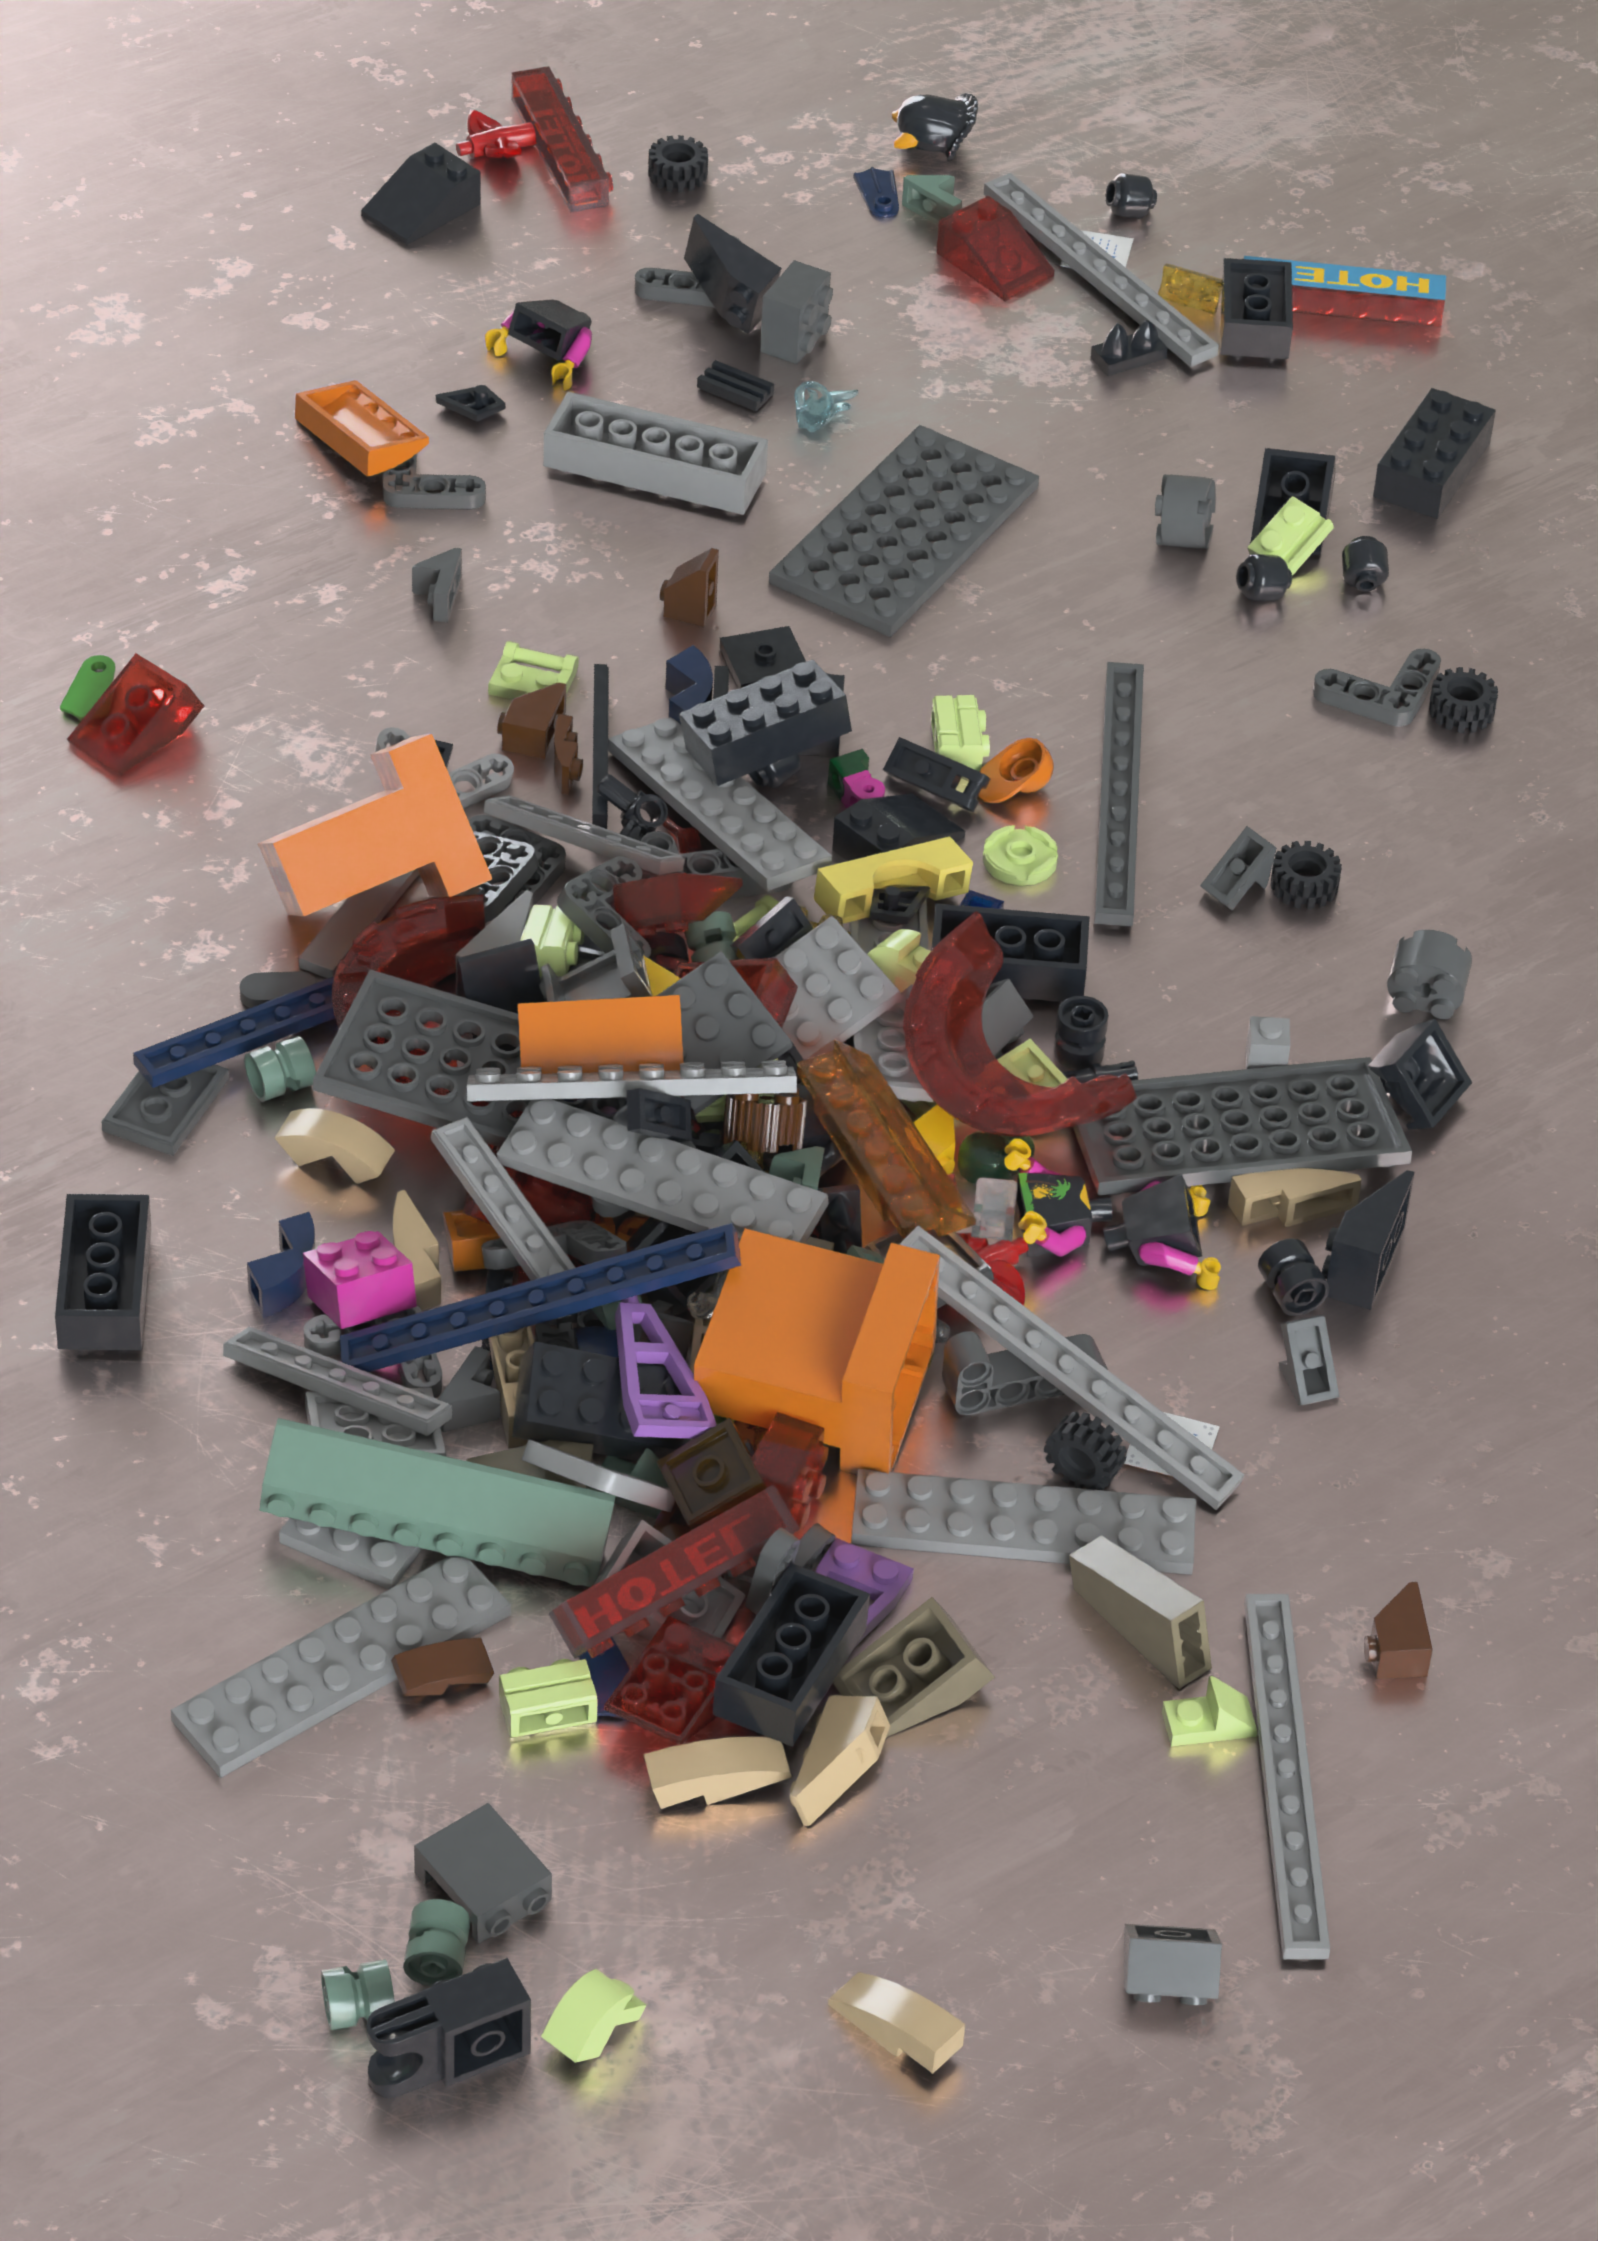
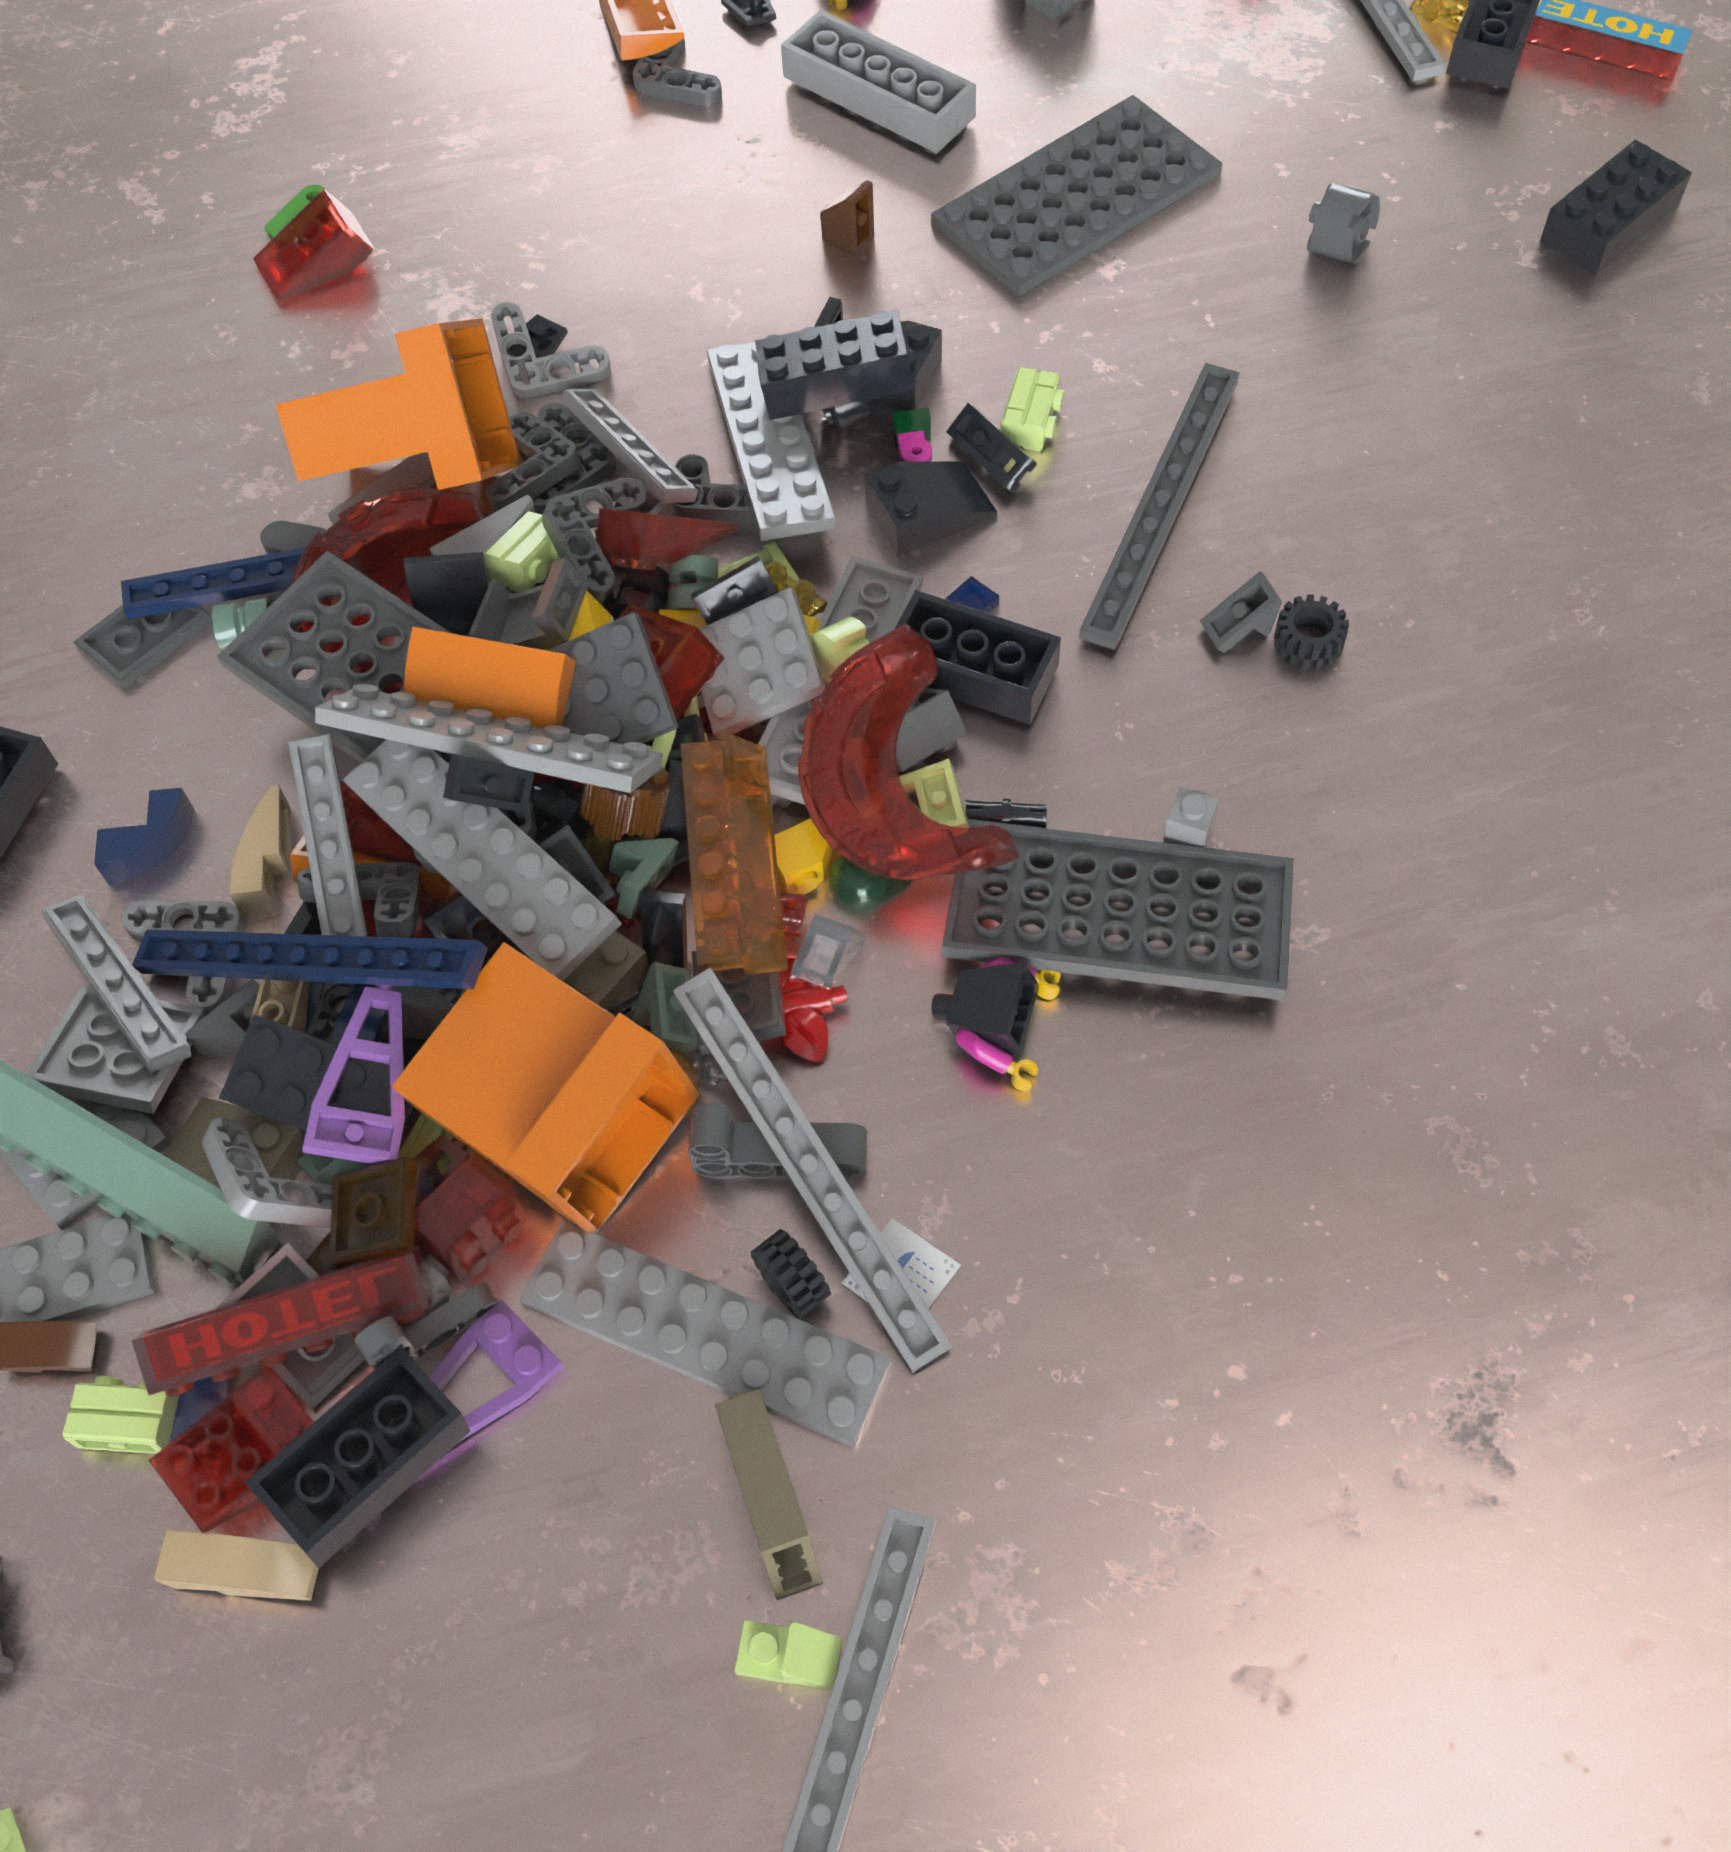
camera: 25 degrees right, 15 degrees up
(322, 1133) = (255, 715): tan brick -> none
(359, 1279) = (185, 874): dark pink brick -> none
(439, 580) = (636, 169): dark grey slope -> none
(515, 680) = (672, 283): yellowish green plate -> none
(531, 721) = (651, 319): reddish brown slope -> none
(566, 761) = (661, 349): reddish brown slope -> none
(600, 742) = (692, 363): black tile -> none
(630, 805) = (685, 419): black axle -> none
(686, 837) = (729, 462): clear red hand -> none
(688, 679) = (807, 301): dark blue brick -> none
(735, 385) = (990, 28): black tile -> none
(760, 654) = (890, 291): black plate -> none
(816, 412) = (1050, 64): clear light blue piece -> none
(842, 1749) = (369, 1586): tan slope -> none
(849, 886) = (933, 547): light yellow arch -> none
(897, 904) = (886, 579): black piece -> none
(916, 1668) = (498, 1500): dark tan slope -> none
(1018, 768) = (1072, 458): orange cap -> none
(1020, 855) = (1039, 548): yellowish green tile -> none
(1052, 1206) = (891, 958): torso -> none
(1080, 1032) = (1006, 761): black wheel -> none
(1126, 352) = (1355, 57): black tile -> none
(1263, 577) = (1395, 304): black head -> none
(1292, 534) = (1437, 267): yellowish green plate -> none
(1292, 1195) = (1148, 1004): tan slope -> none
(1293, 1277) = (1105, 1102): black wheel -> none
(1294, 474) = (1455, 231): black slope -> none
(1309, 1360) = (1080, 1218): slope -> none
(1365, 563) = (1502, 307): black head -> none
(1367, 1243) = (1197, 1089): black slope -> none
(1384, 699) = (1421, 428): dark grey beam -> none
(1400, 1637) = (1036, 1615): reddish brown slope -> none
(1421, 1073) = (1336, 895): black brick -> none
(1429, 973) = (1390, 778): dark grey brick -> none
(1459, 713) = (1550, 456): black tyre -> none

